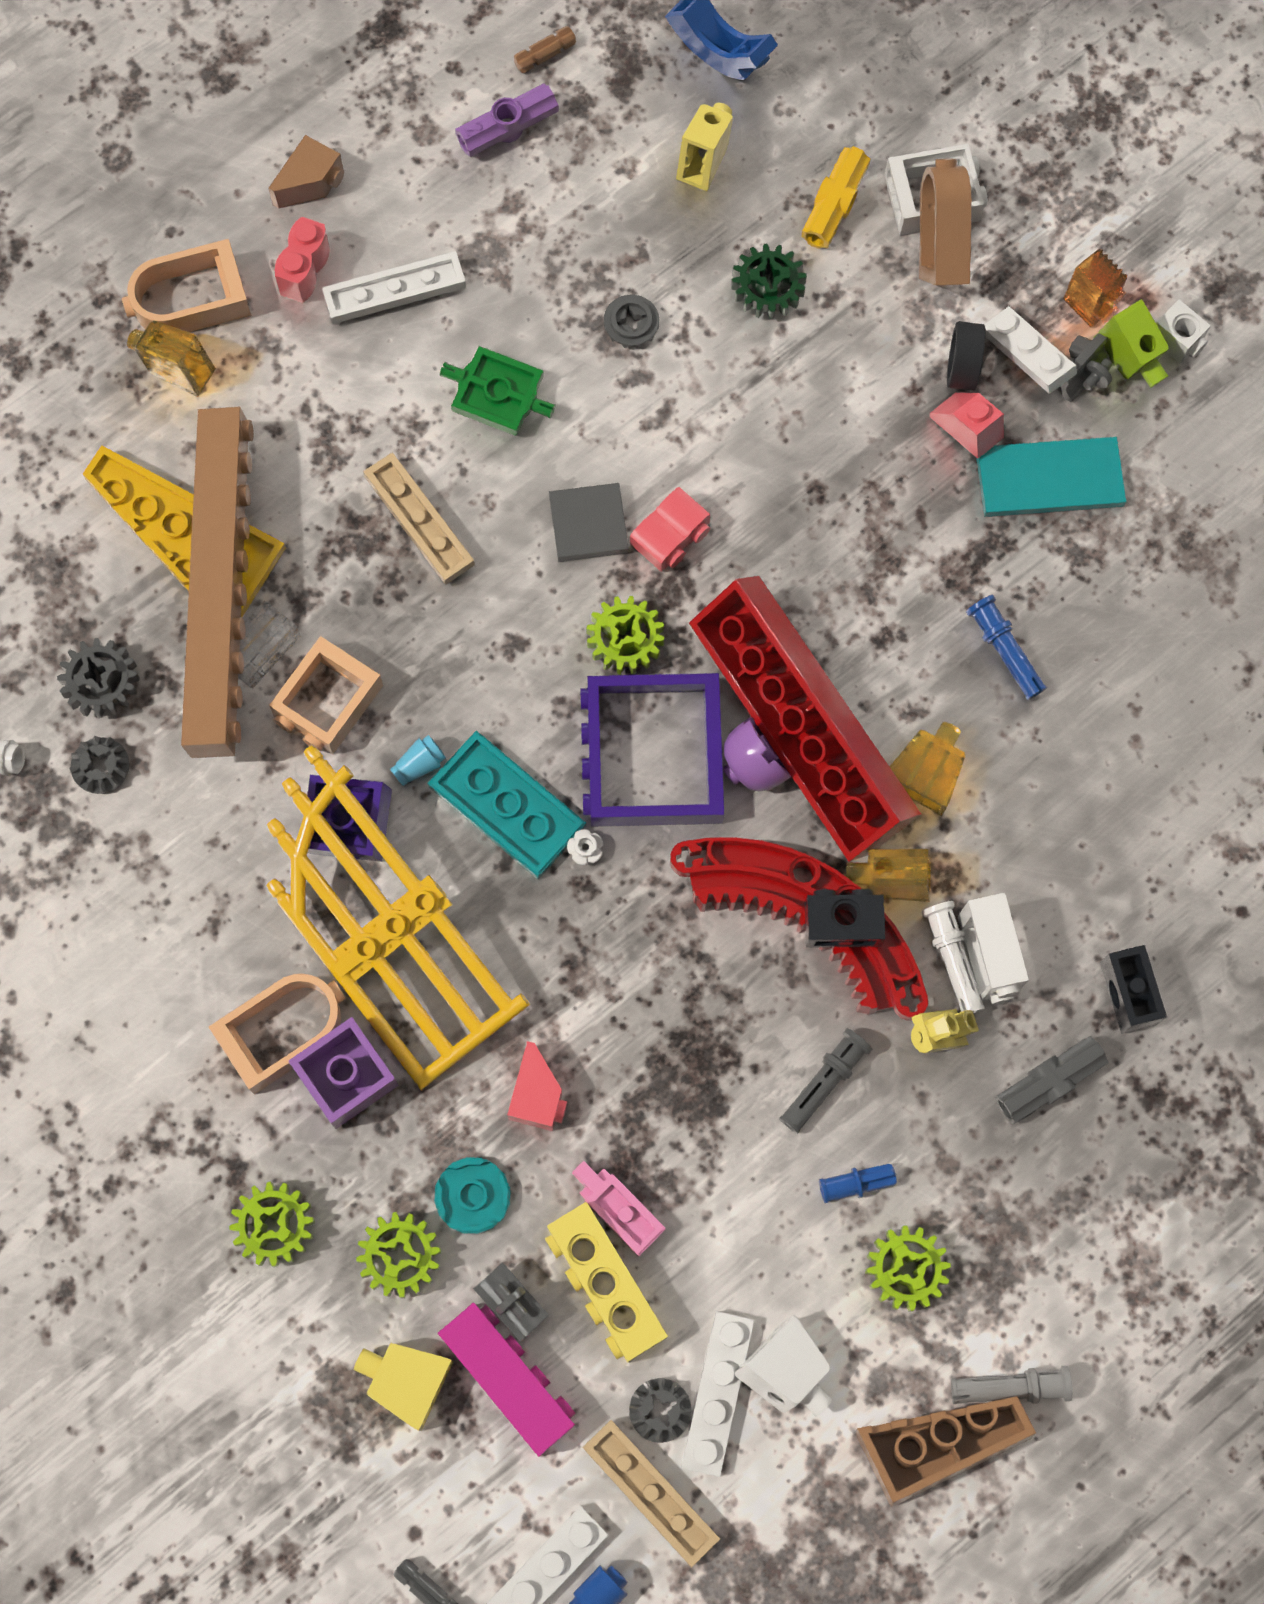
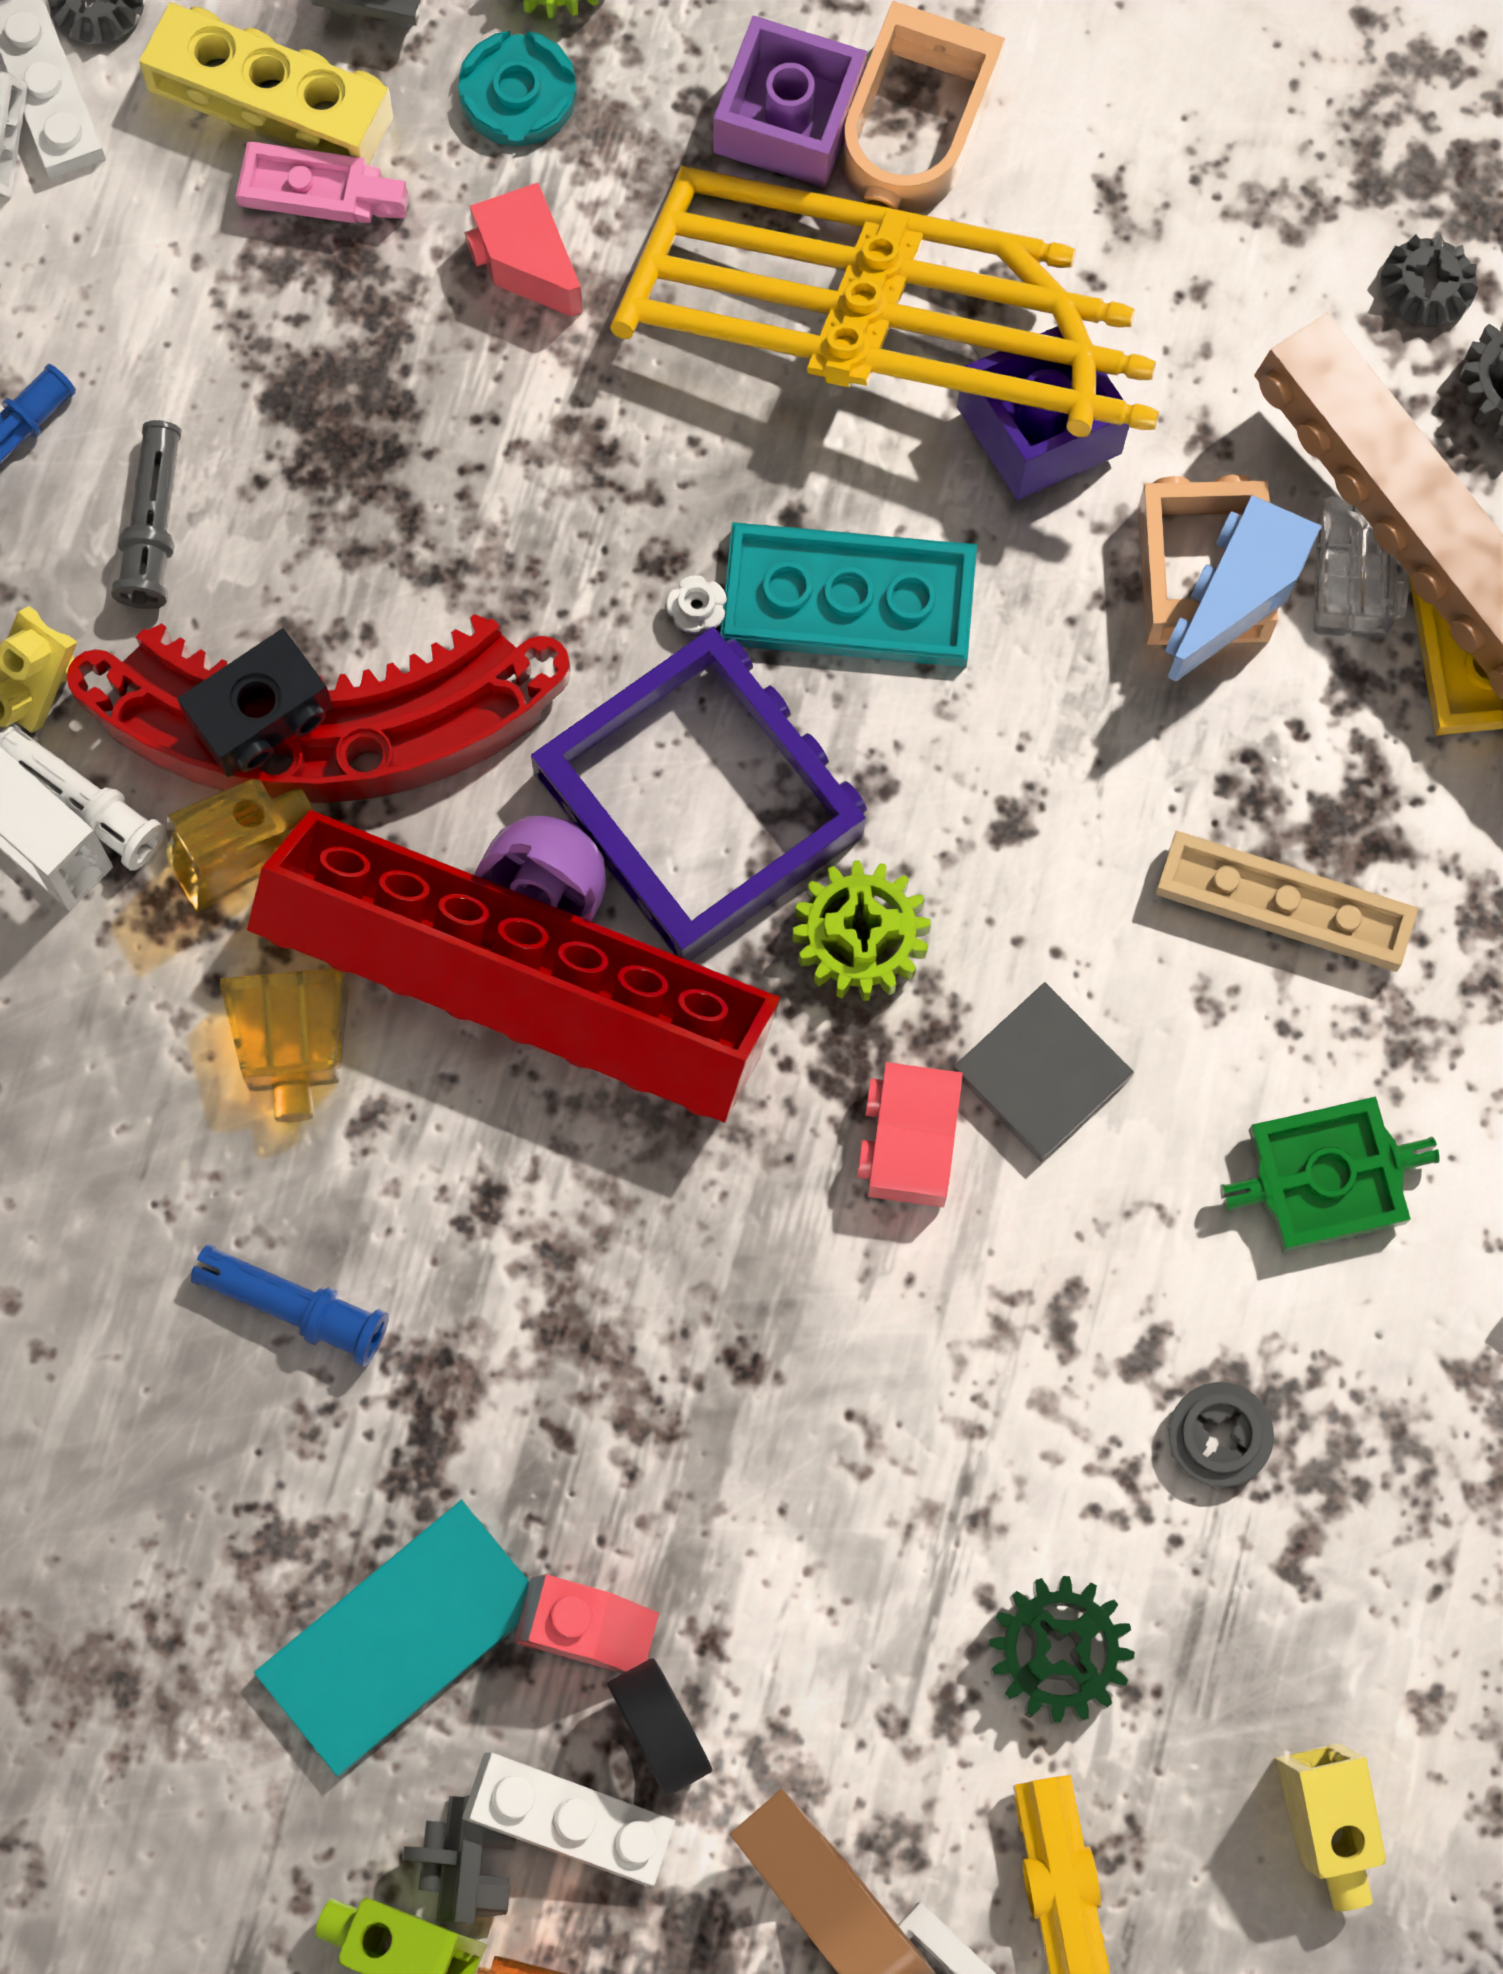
camera: 145 degrees right, 0 degrees up
(321, 653) = (1252, 580): none -> light blue slope
(418, 760) = (1012, 565): medium azure cone -> none

